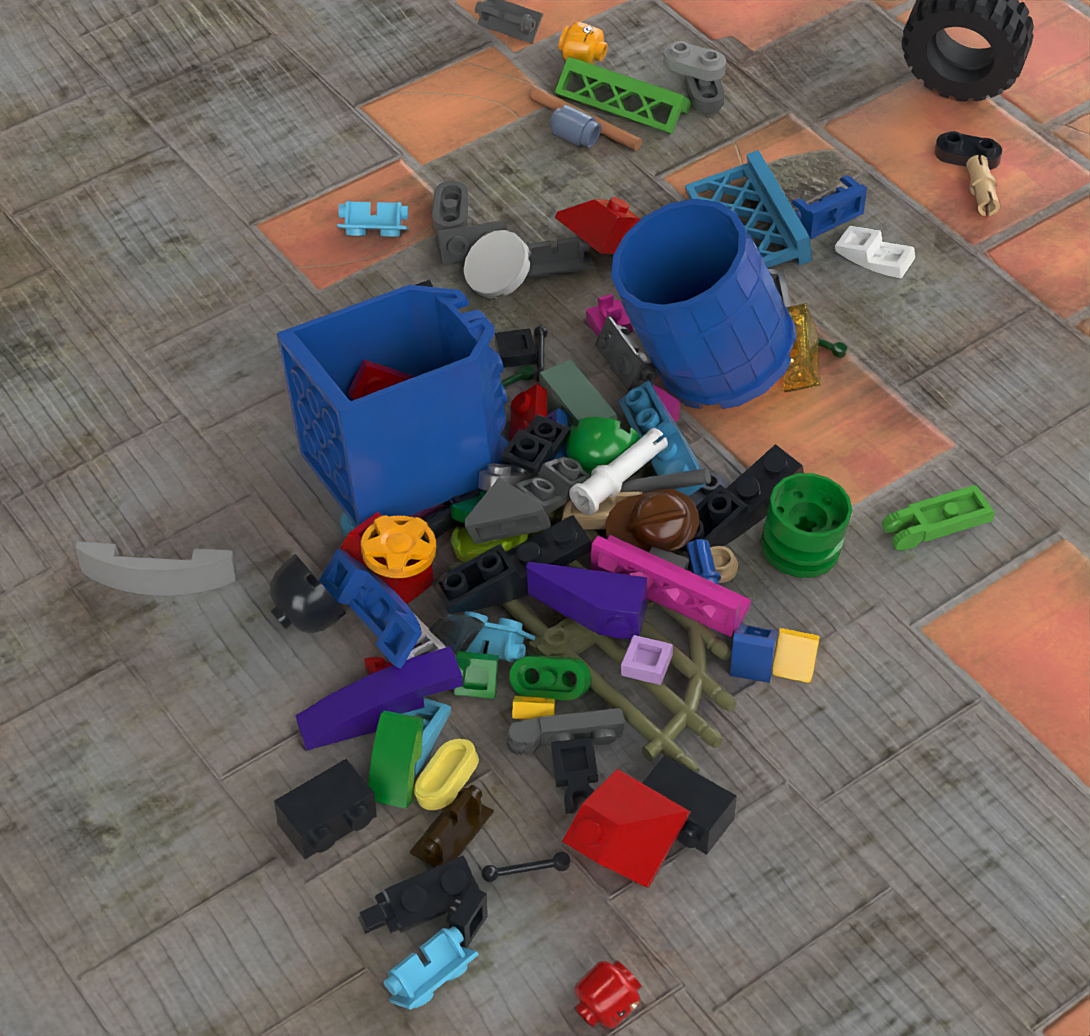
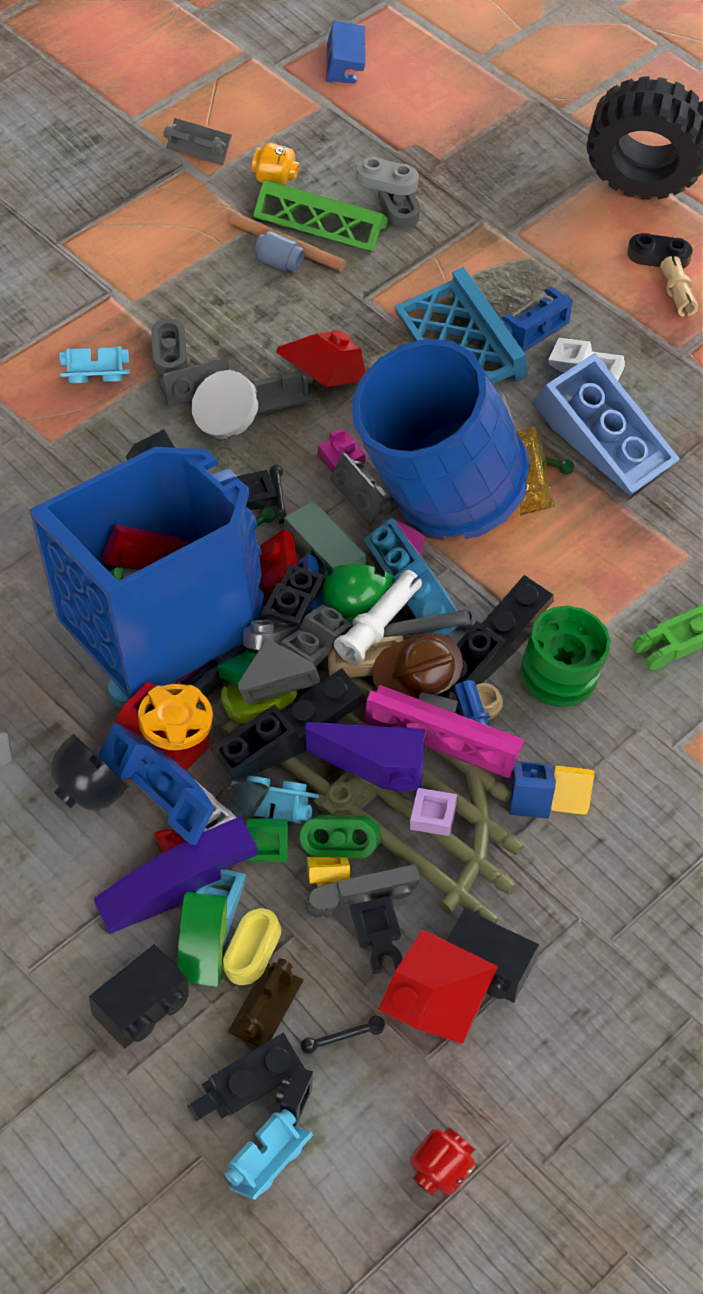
camera: 10 degrees left, 5 degrees up
(883, 310) = (605, 425): none -> medium blue slope

